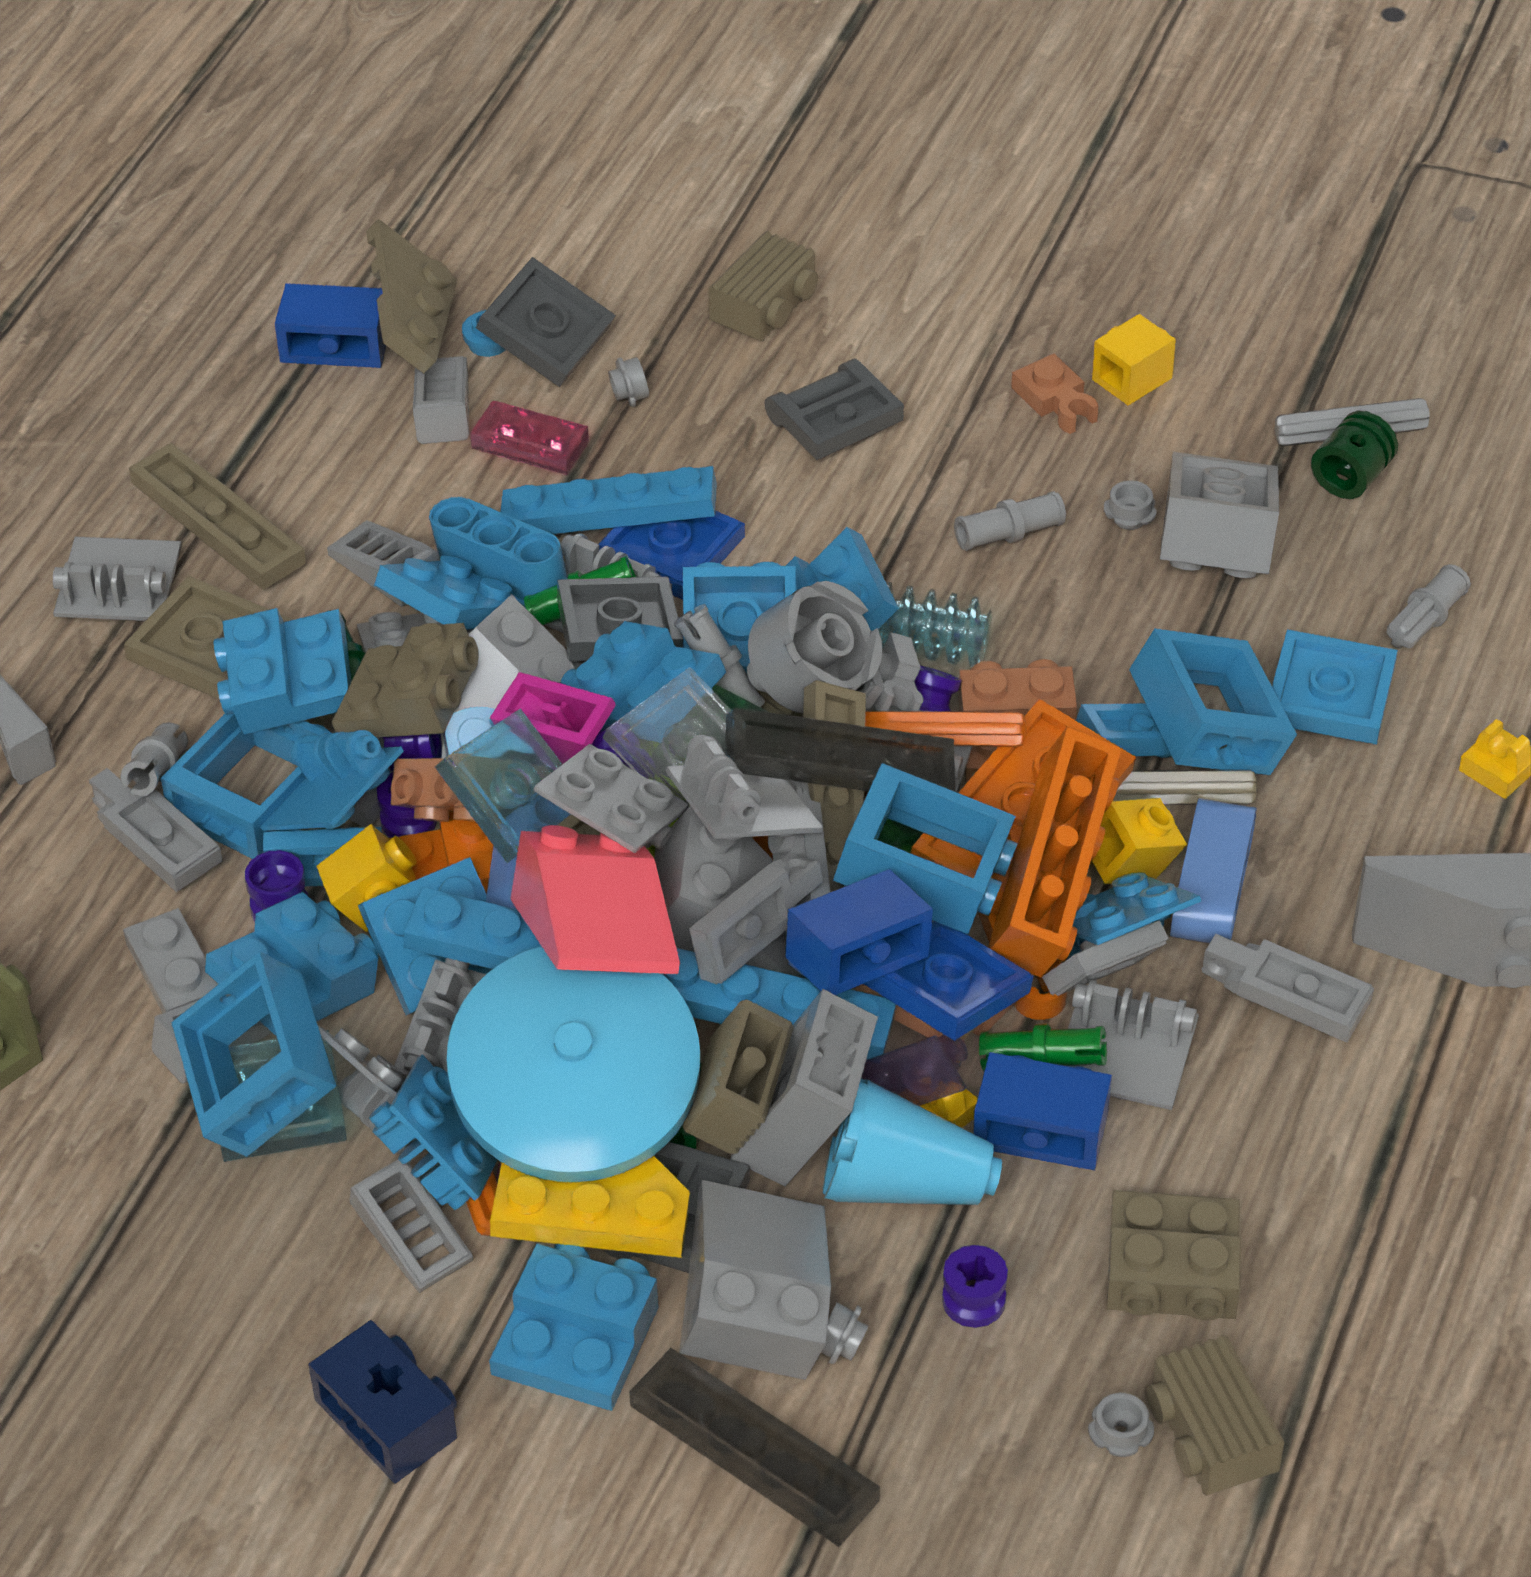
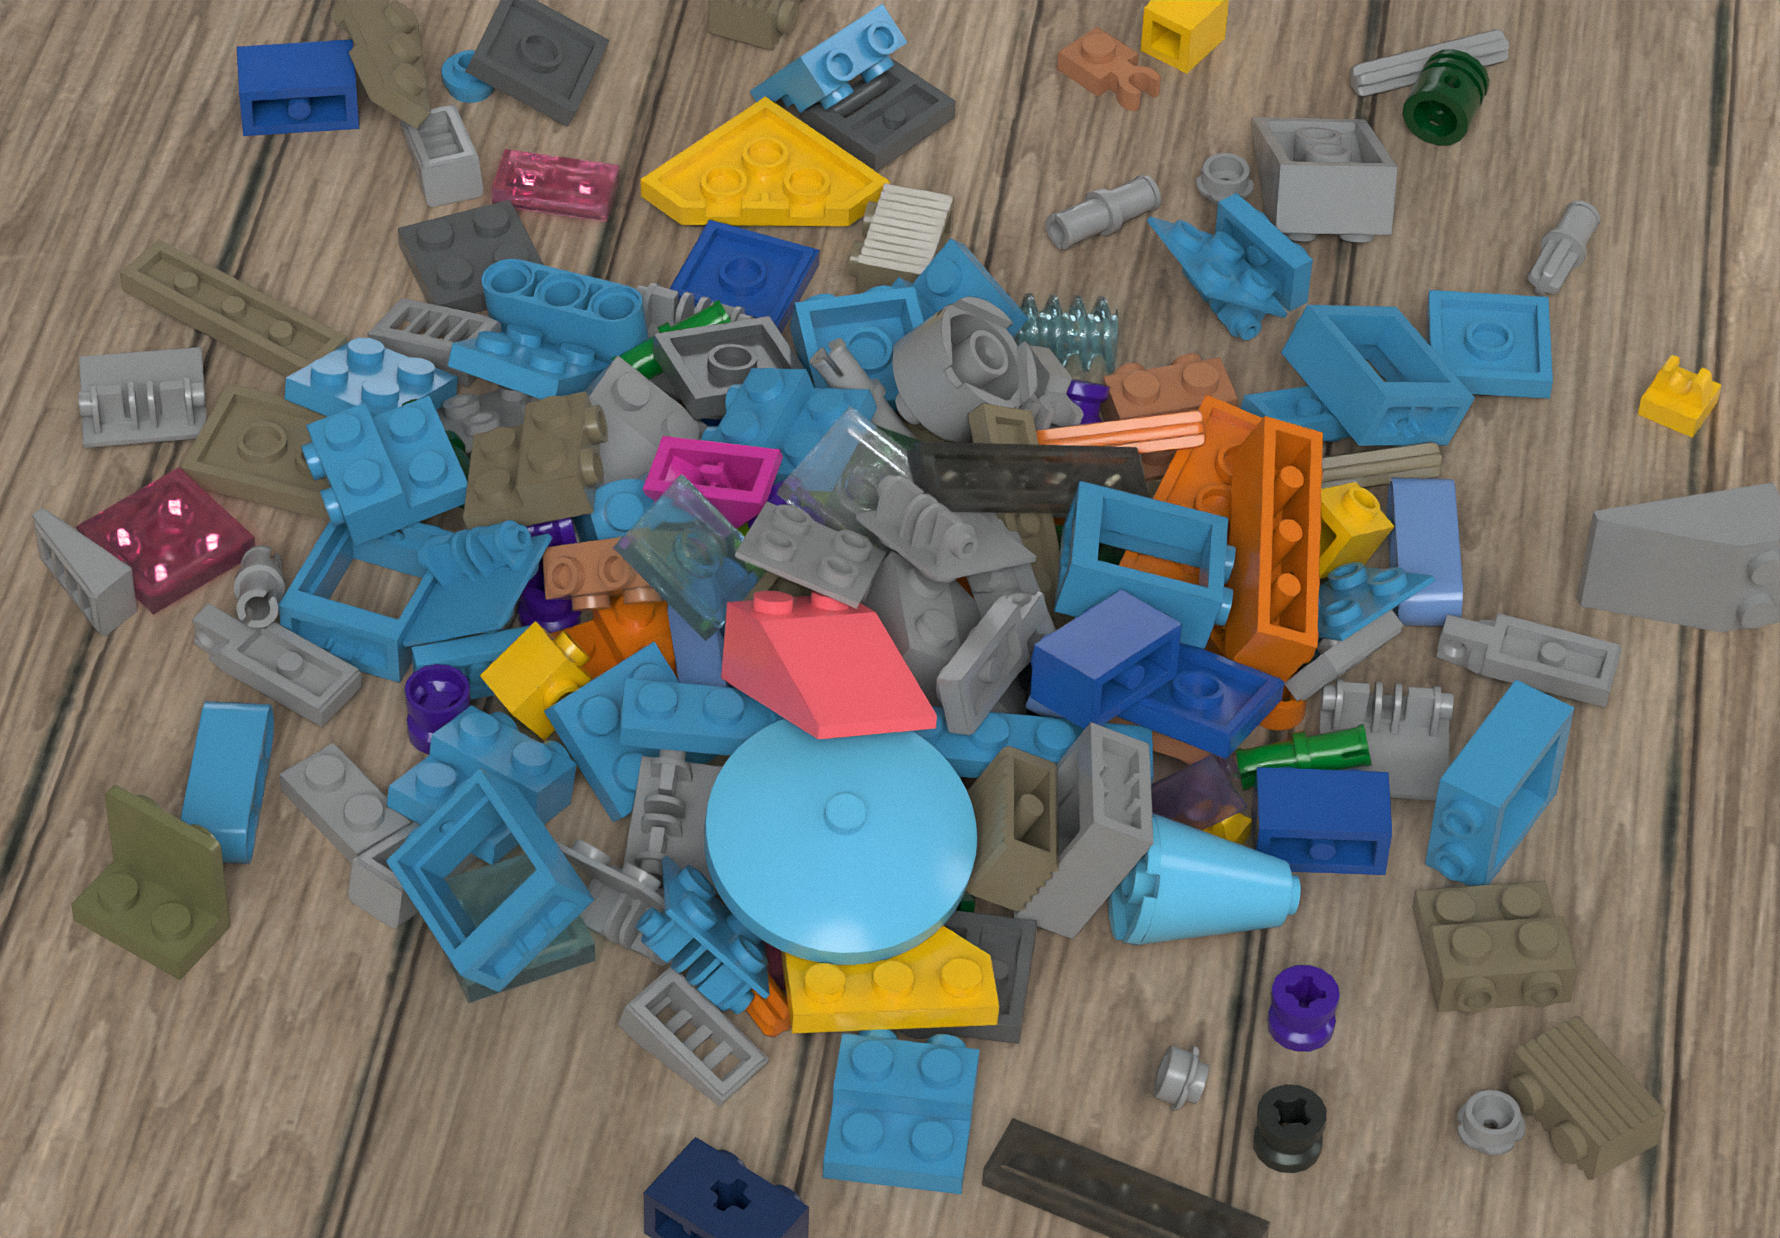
camera: 15 degrees left, 0 degrees up
(76, 928) = (230, 774): none -> dark azure beam
(94, 706) = (170, 538): none -> clear pink plate
(309, 587) = (370, 375): none -> dark azure plate
(424, 479) = (457, 248): none -> dark grey plate
(614, 500) = (676, 241): dark azure plate -> none
(628, 381) = (645, 110): light grey plate -> none
(722, 430) = (763, 173): none -> yellow plate
(757, 1281) = (1084, 1038): light grey slope -> none
(796, 358) = (828, 67): none -> dark azure plate
(816, 517) = (901, 236): none -> brick
(928, 1416) = (1301, 1141): none -> pearl dark grey wheel
(1095, 588) = (1221, 276): none -> dark azure hinge
(1144, 574) = (1267, 250): none -> dark azure plate
(1212, 1103) = (1499, 785): none -> dark azure window

